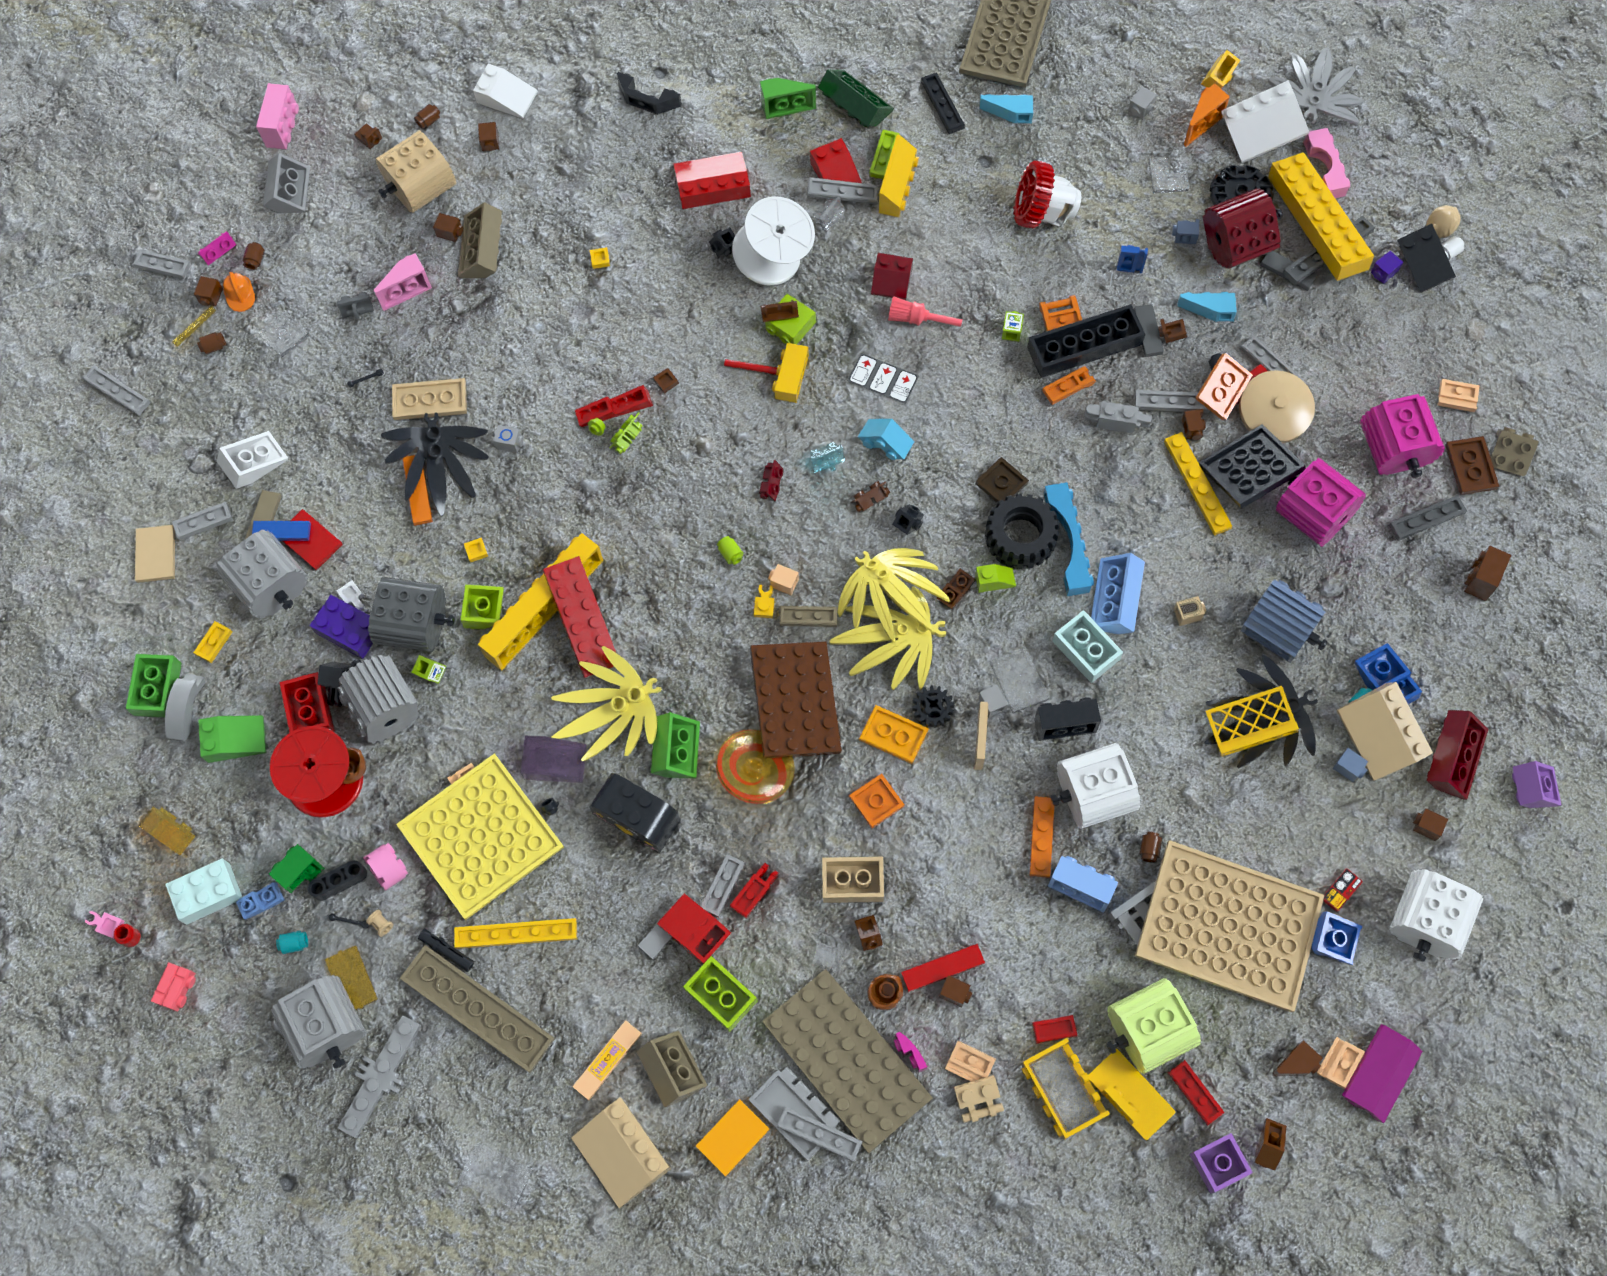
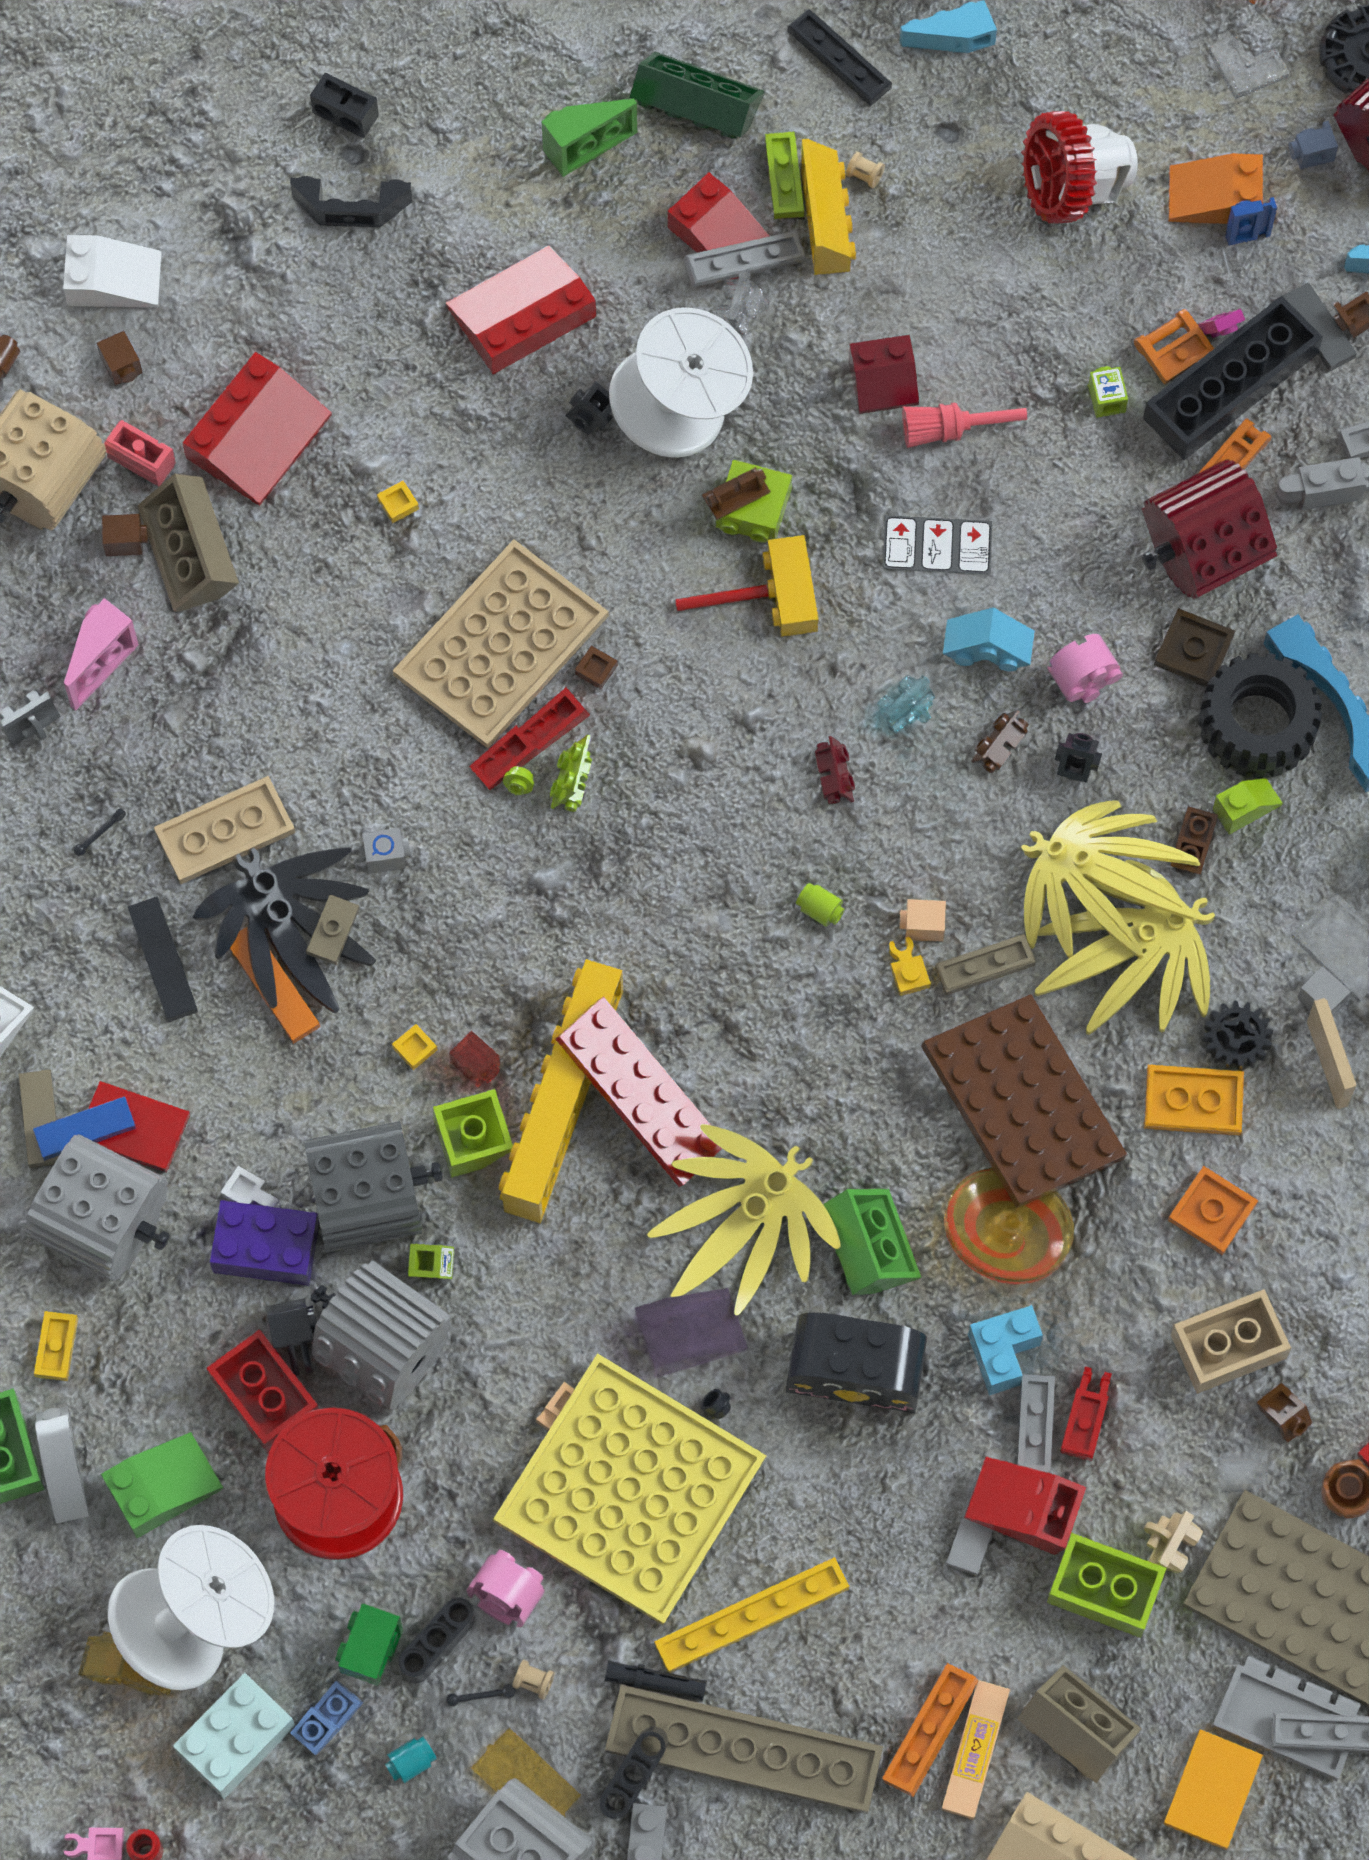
camera: 25 degrees left, 0 degrees up
(203, 810) = (194, 1604): none -> white piece
(366, 456) = (162, 959): none -> black tile
(399, 1002) = (629, 1788): none -> black beam
(461, 471) = (333, 929): none -> dark tan plate
(474, 186) = (140, 453): none -> coral brick
(504, 568) = (475, 1059): none -> clear red brick
(542, 195) = (256, 429): none -> slope
(585, 1038) = (930, 1729): none -> orange plate
(620, 350) = (500, 643): none -> tan plate
(664, 44) = (344, 105): none -> black brick
(720, 830) = (997, 1342): none -> medium azure brick
(777, 977) = (1167, 1537): none -> tan hips
(929, 165) = (865, 169): none -> tan bush
(932, 471) = (1084, 669): none -> bright pink brick
(1033, 417) = (1209, 529): none -> dark red piece
(1091, 309) = (1222, 323): none -> dark pink plate
(1115, 232) = (1209, 187): none -> orange slope

